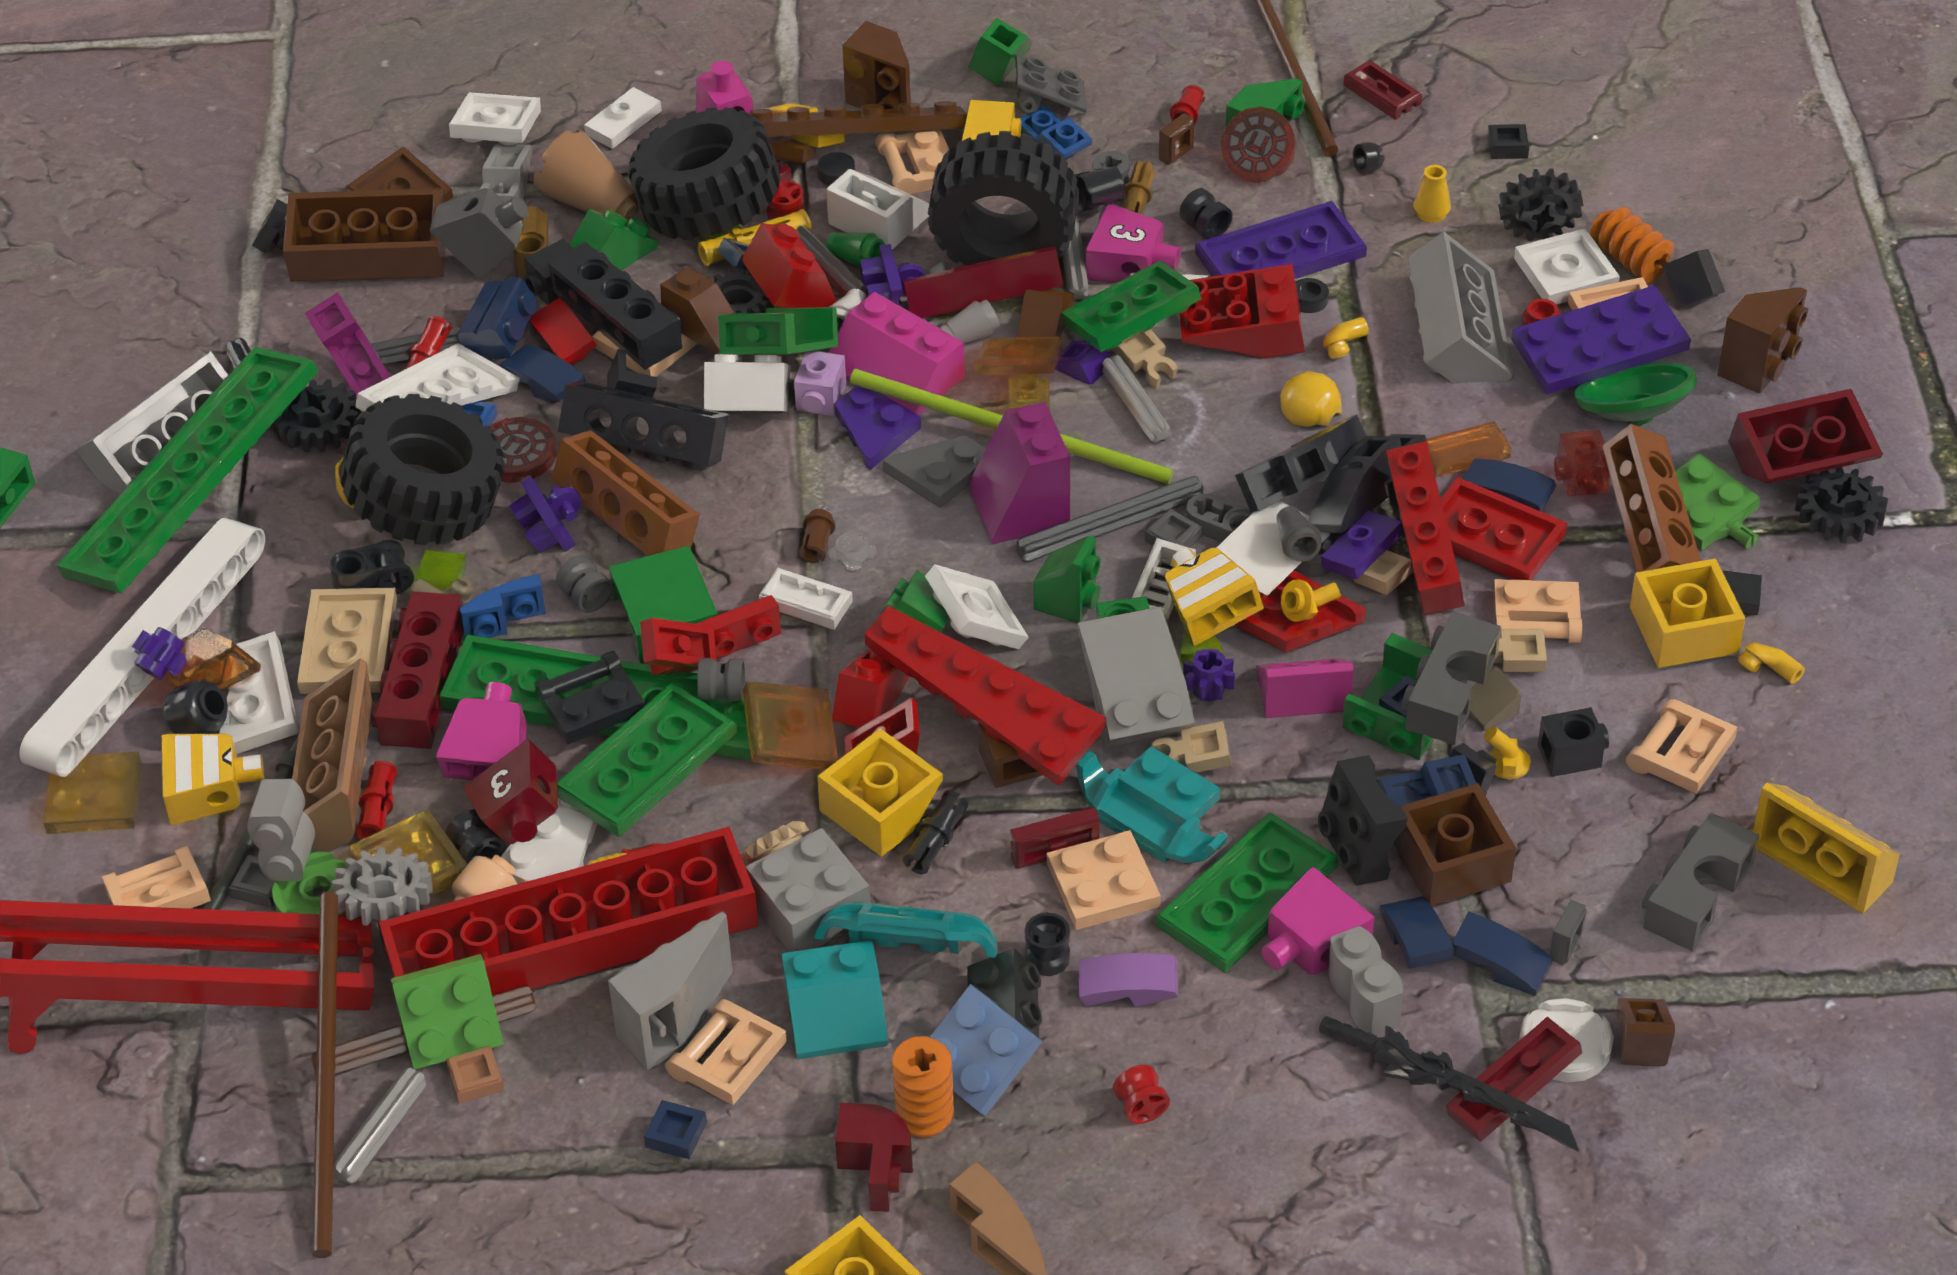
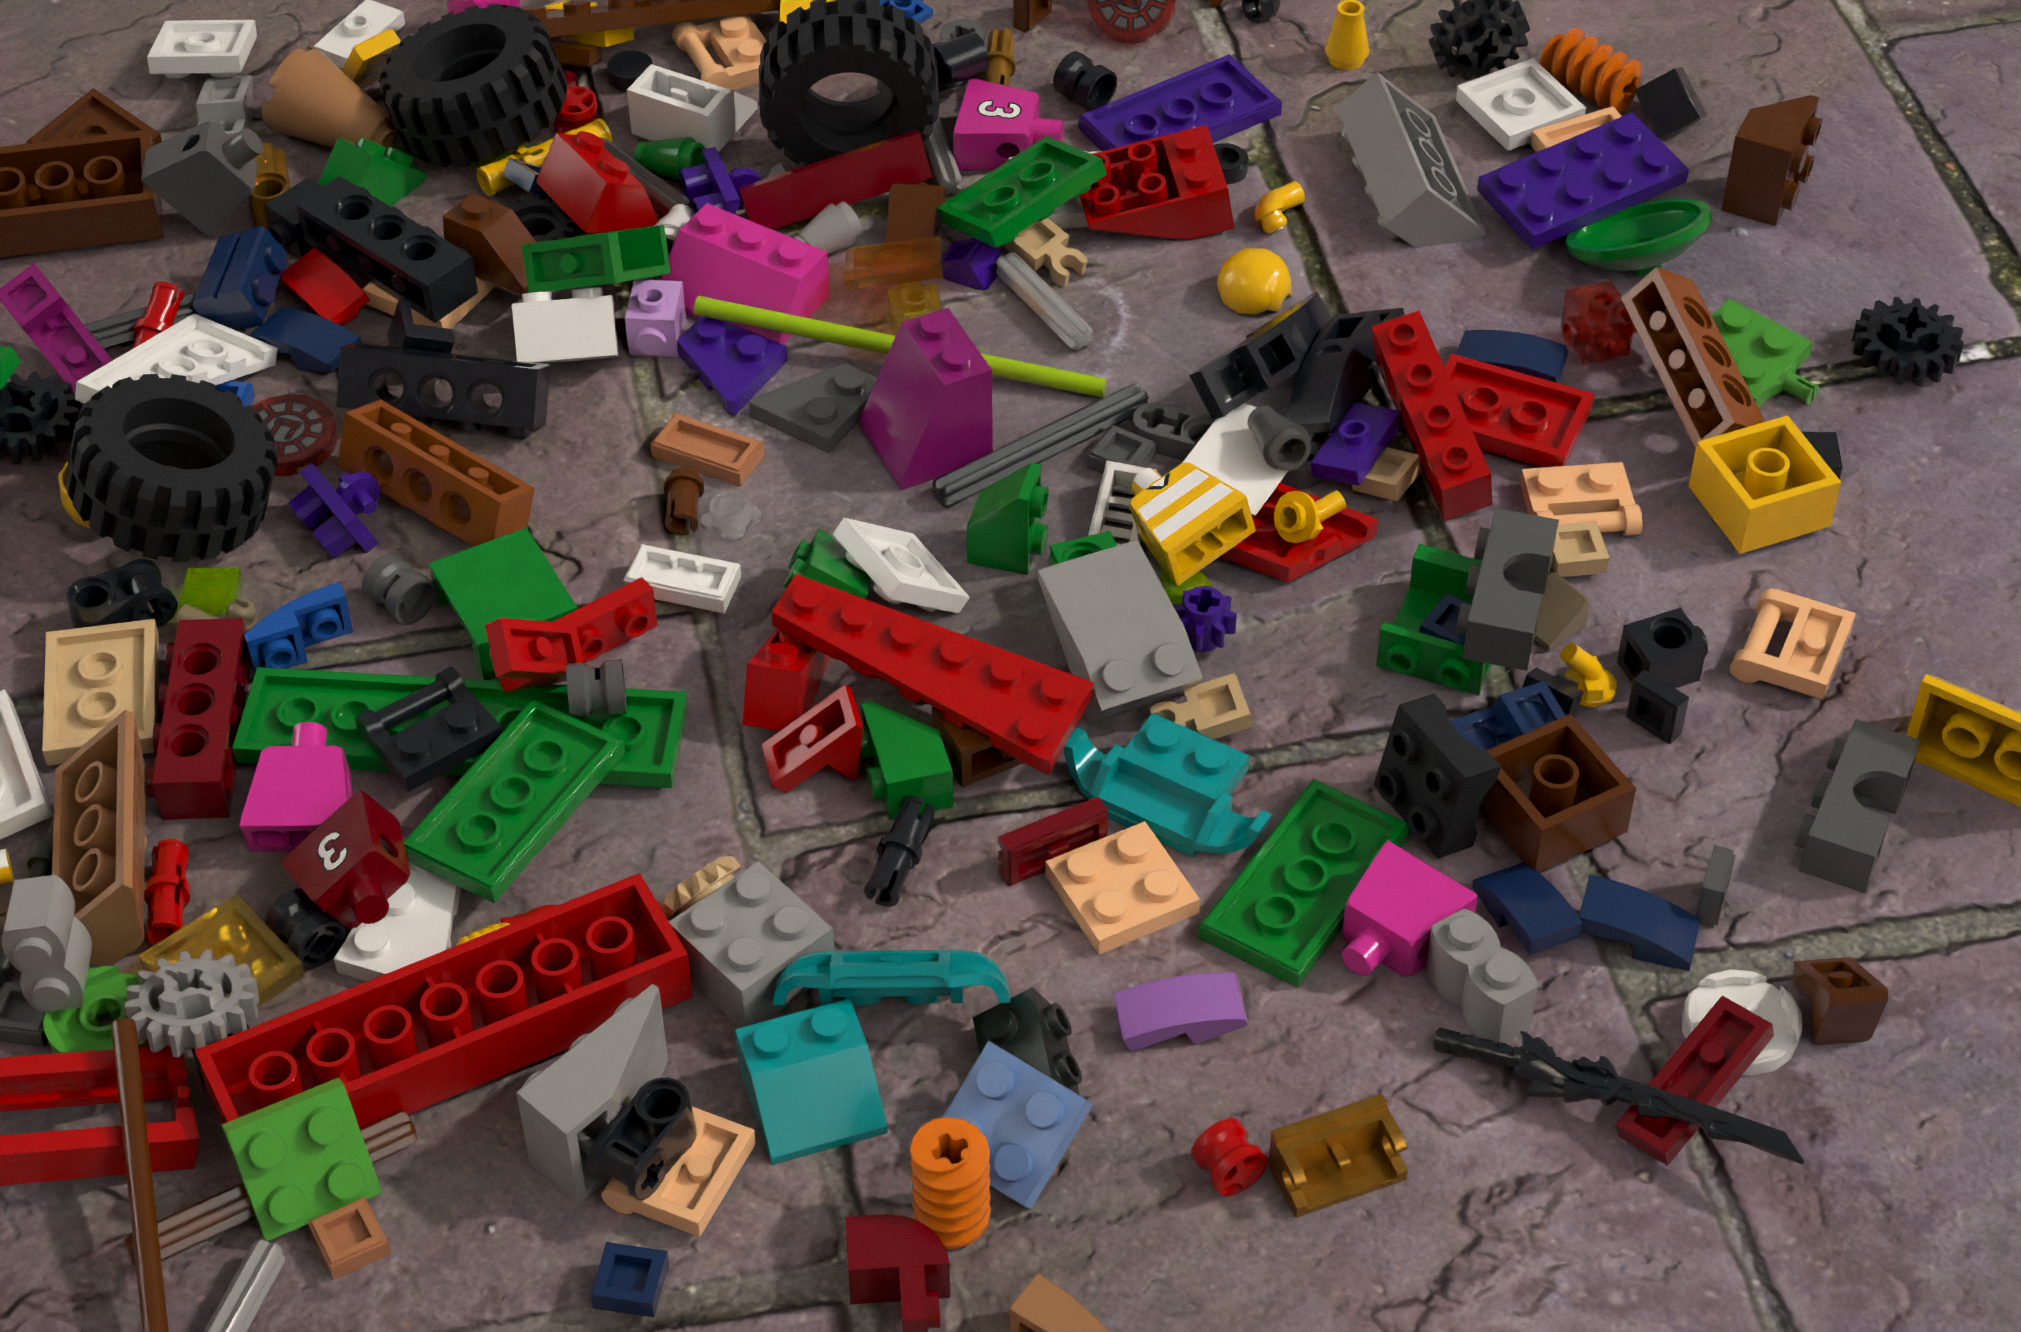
camera: 10 degrees left, 0 degrees up
(483, 876) = (323, 975): light nougat head -> none
(625, 141) = (369, 56): none -> yellow tile
(701, 1026) = (642, 1146): none -> black piece
(789, 725) = (692, 737): clear orange plate -> none
(844, 495) = (707, 449): none -> nougat tile
(878, 791) = (820, 807): yellow slope -> none
(956, 757) = (904, 760): none -> green slope
(1048, 943) = (1071, 975): black wheel -> none
(1225, 1102) = (1337, 1155): none -> pearl gold hinge
(1305, 686) = (1324, 620): dark pink slope -> none
(1458, 449) = (1460, 312): clear orange tile -> none
(1539, 310) = (1501, 154): red plate -> none
(1557, 785) = (1657, 706): none -> black tile
(1772, 657) = (1873, 527): yellow arm -> none
(1803, 437) = (1847, 268): dark red slope -> none

